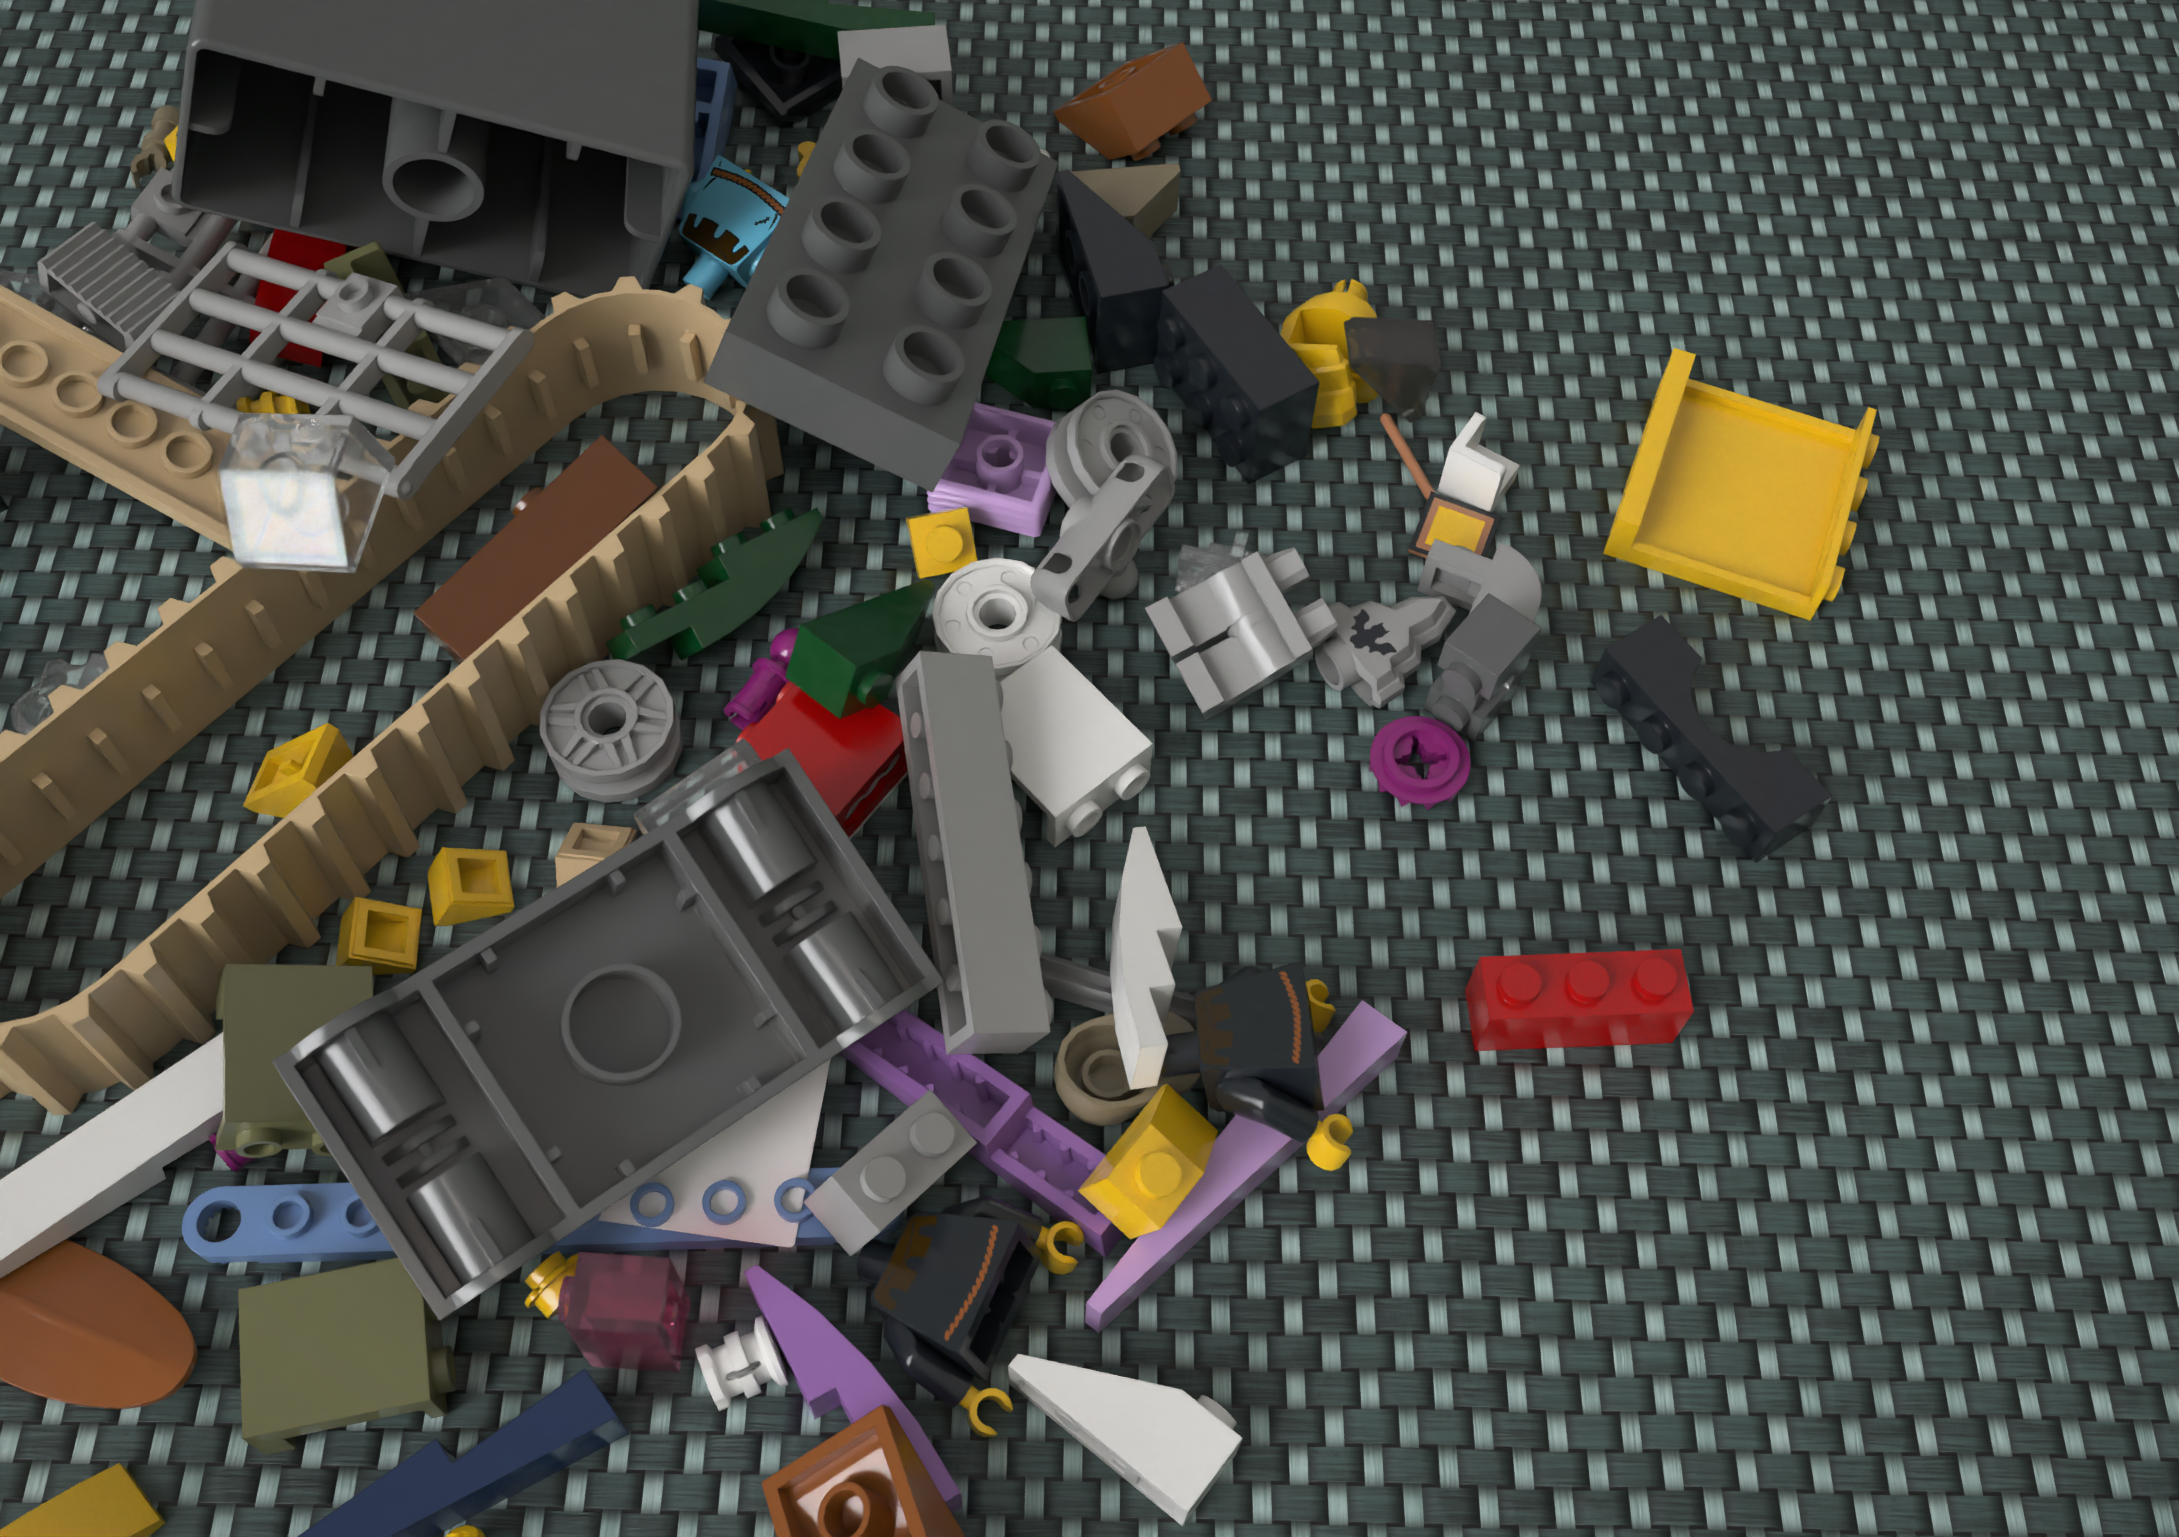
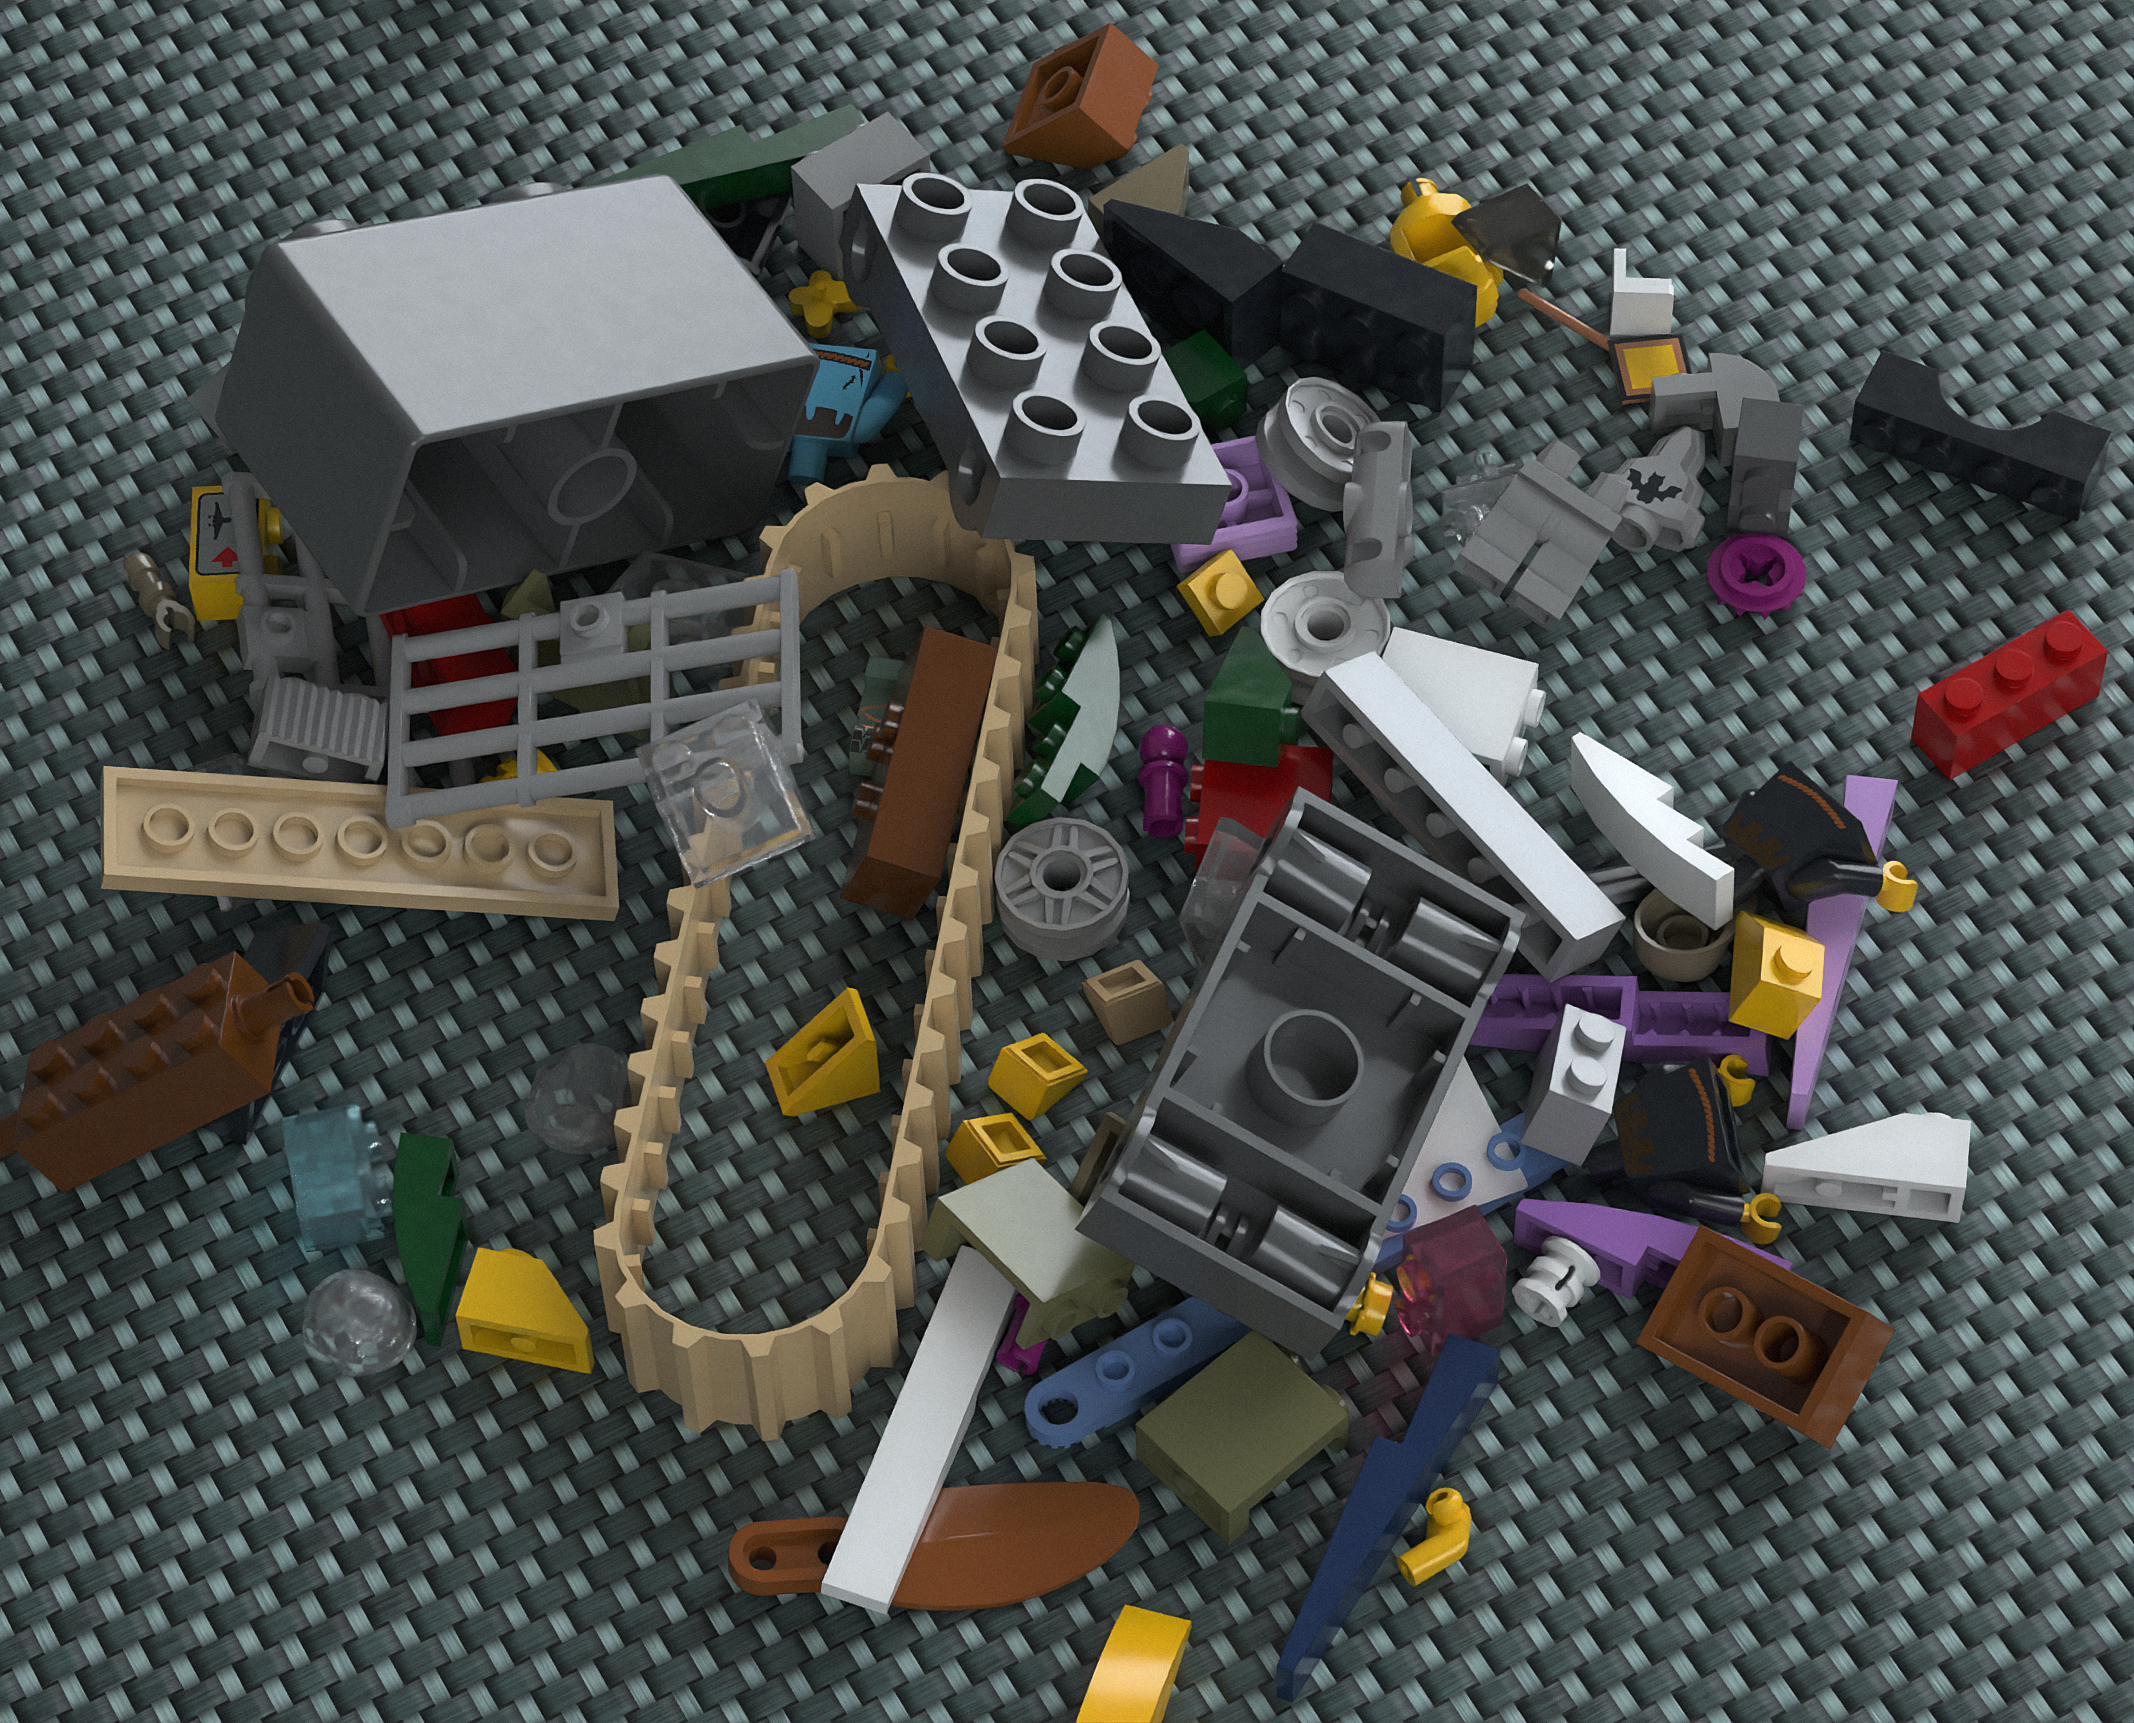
camera: 25 degrees left, 5 degrees down
(1742, 494) = (1874, 210): yellow panel -> none

